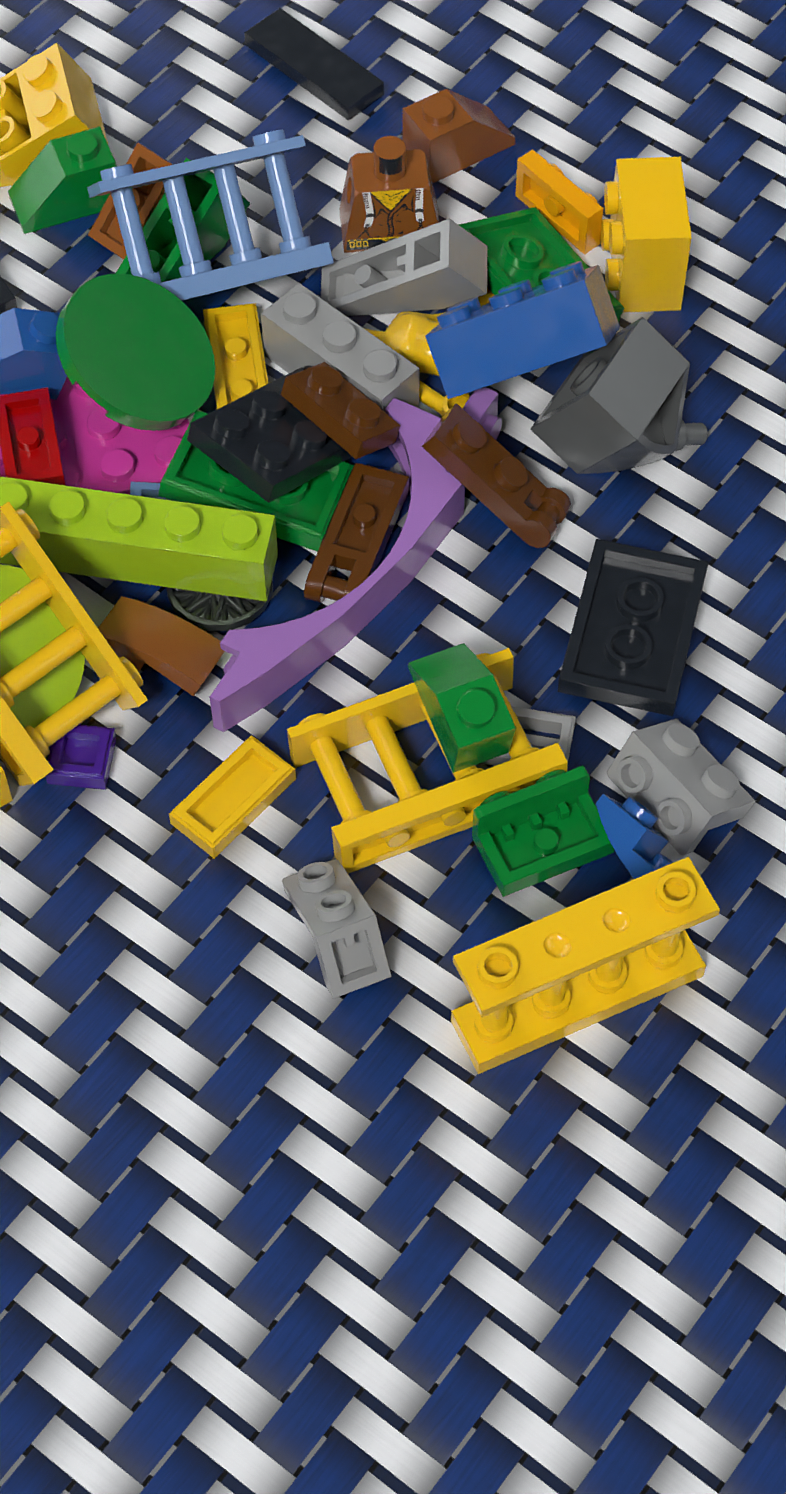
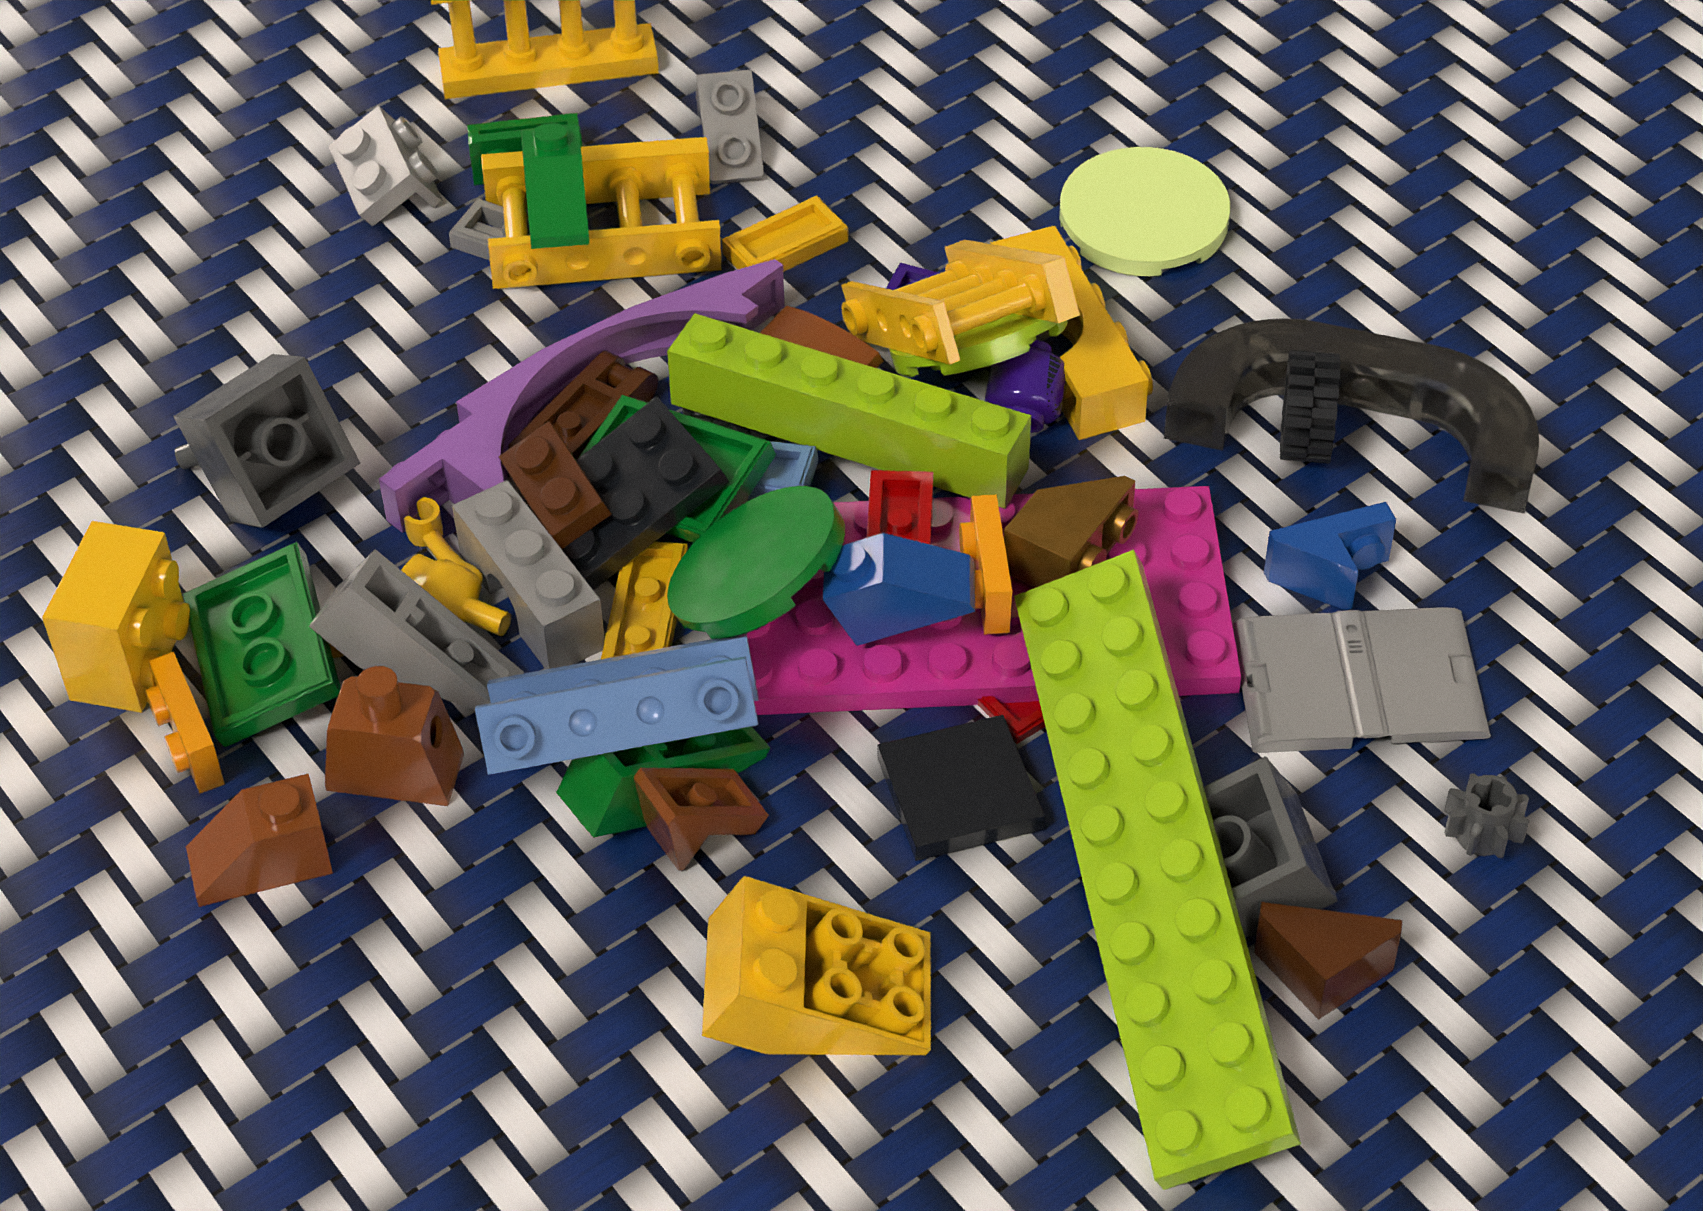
camera: 165 degrees left, 10 degrees down
(57, 181) = (779, 857): green slope -> none
(314, 63) = (392, 1017): black tile -> none
(497, 478) = (421, 405): reddish brown plate -> none
(522, 329) = (324, 483): blue brick -> none
(632, 835) = (448, 112): blue slope -> none
(633, 627) = (354, 289): black plate -> none

